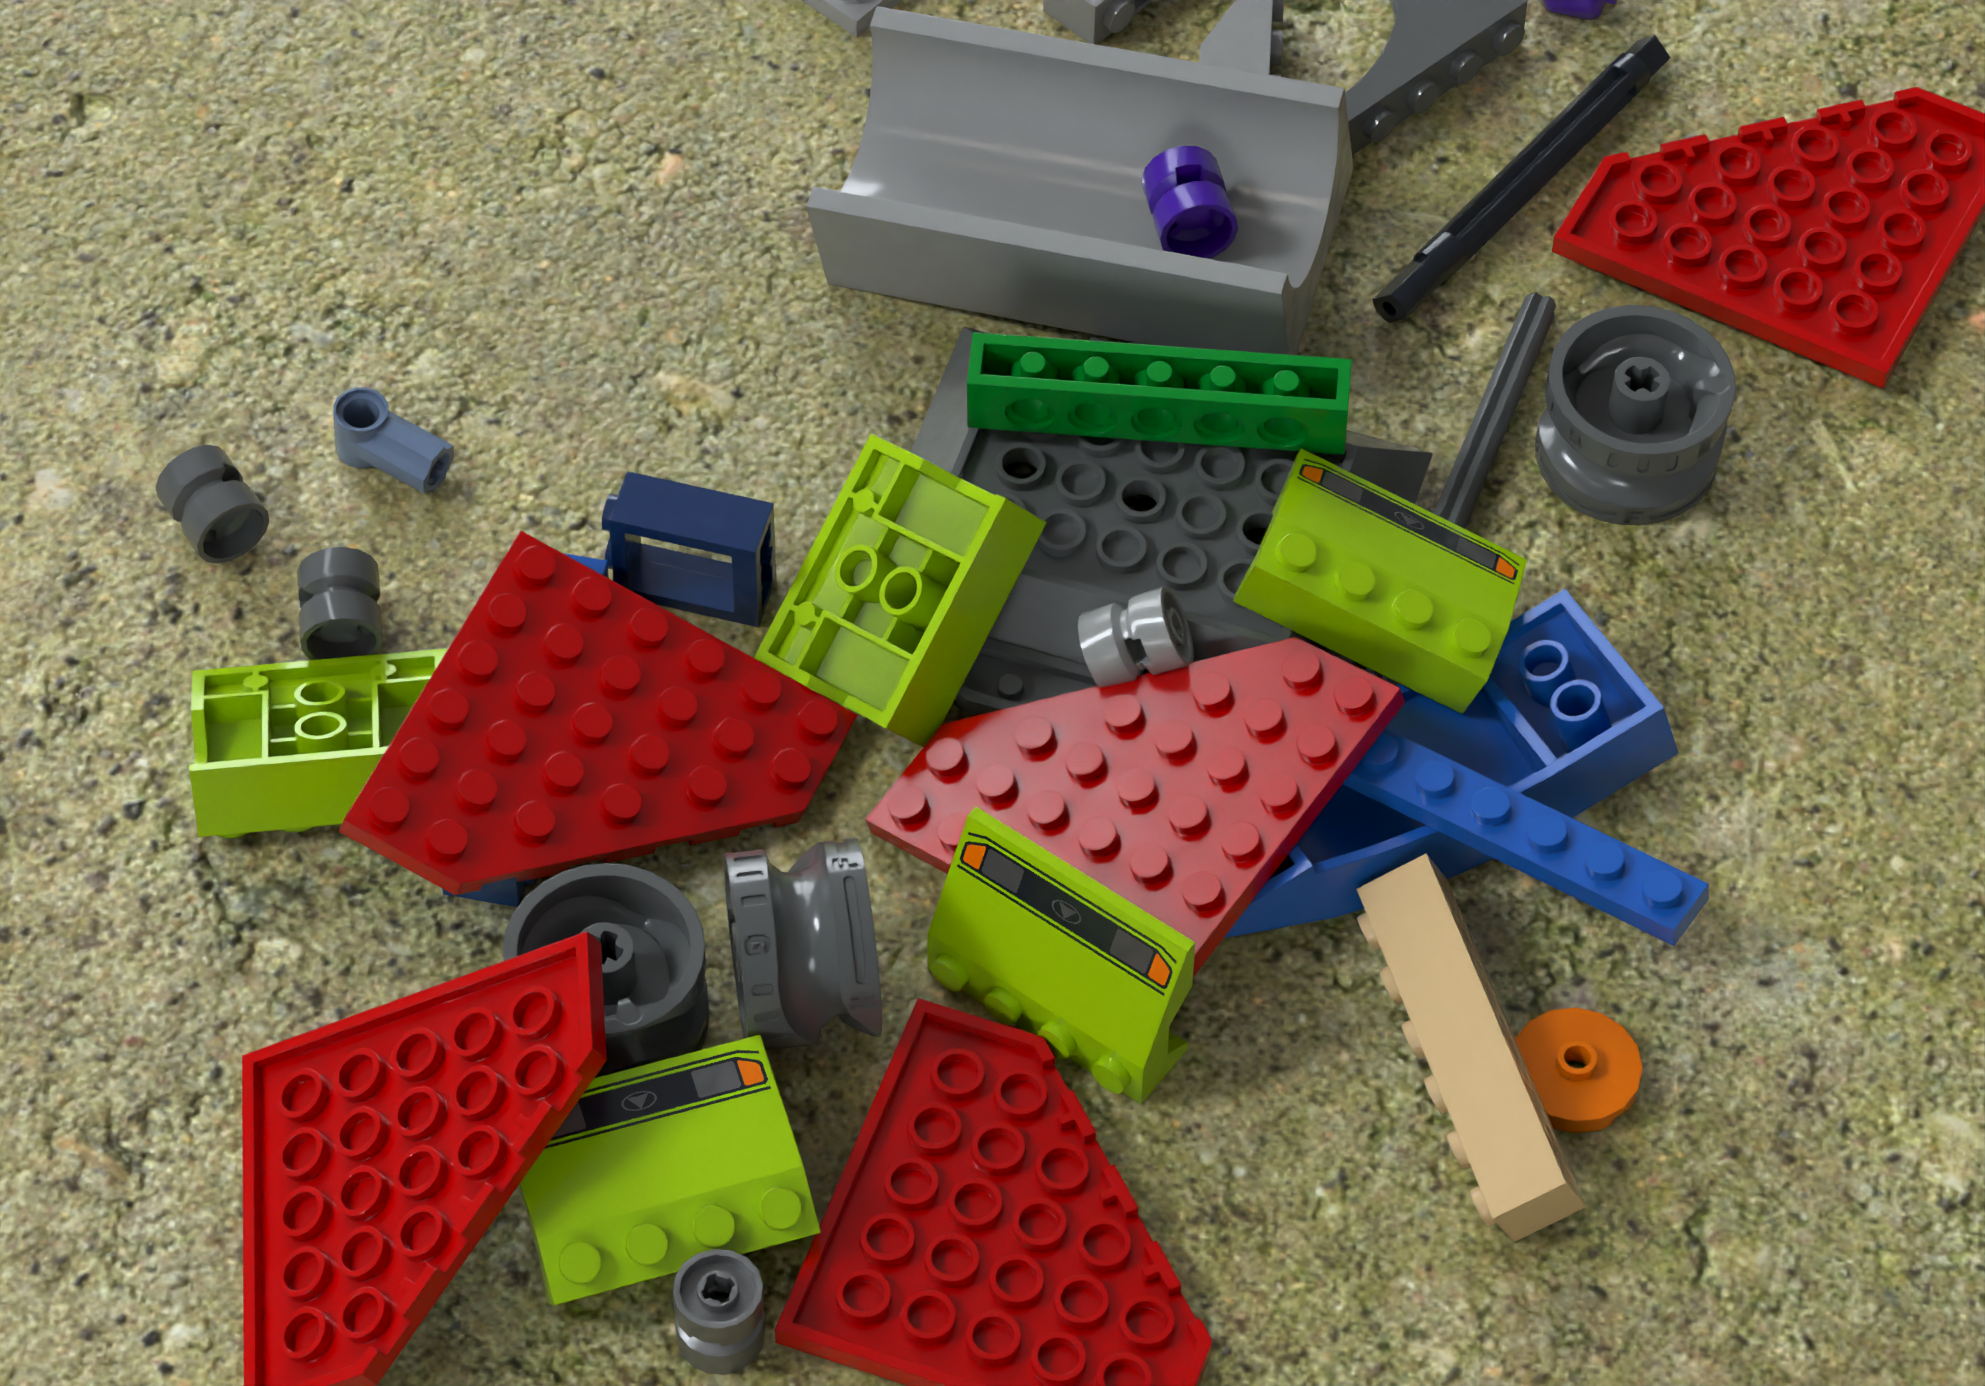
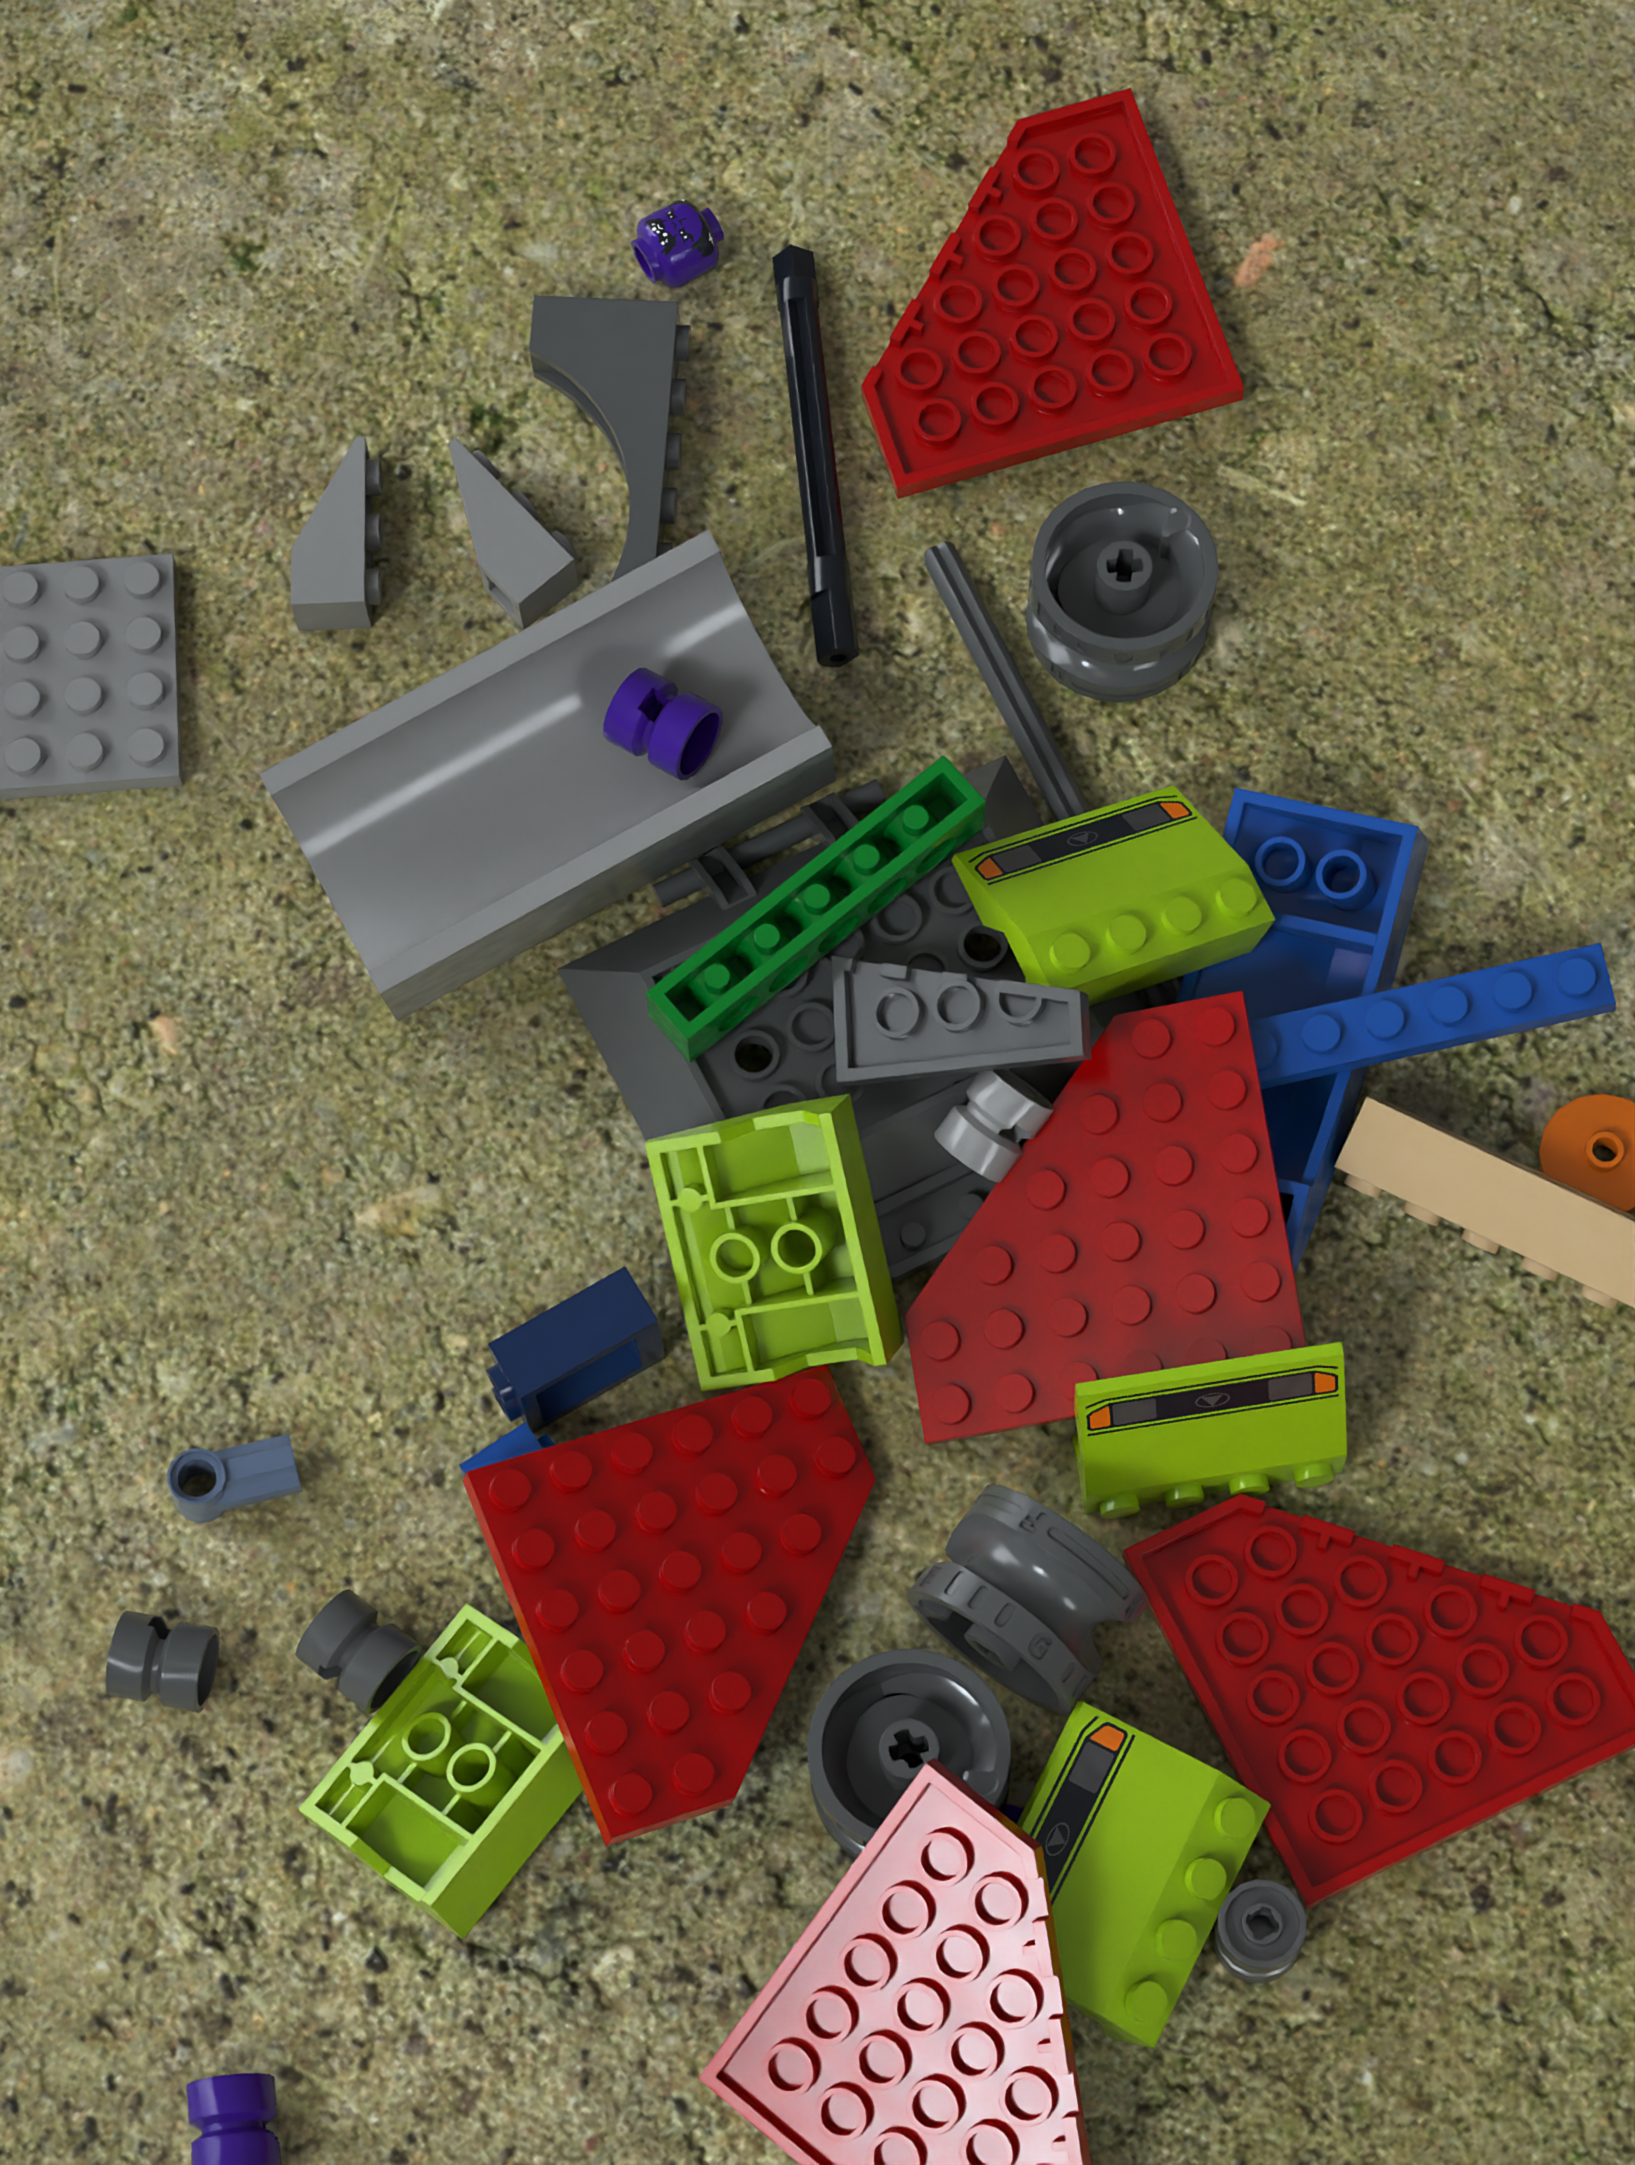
camera: 40 degrees left, 15 degrees up
(1162, 532) = (936, 1024): none -> dark grey wing

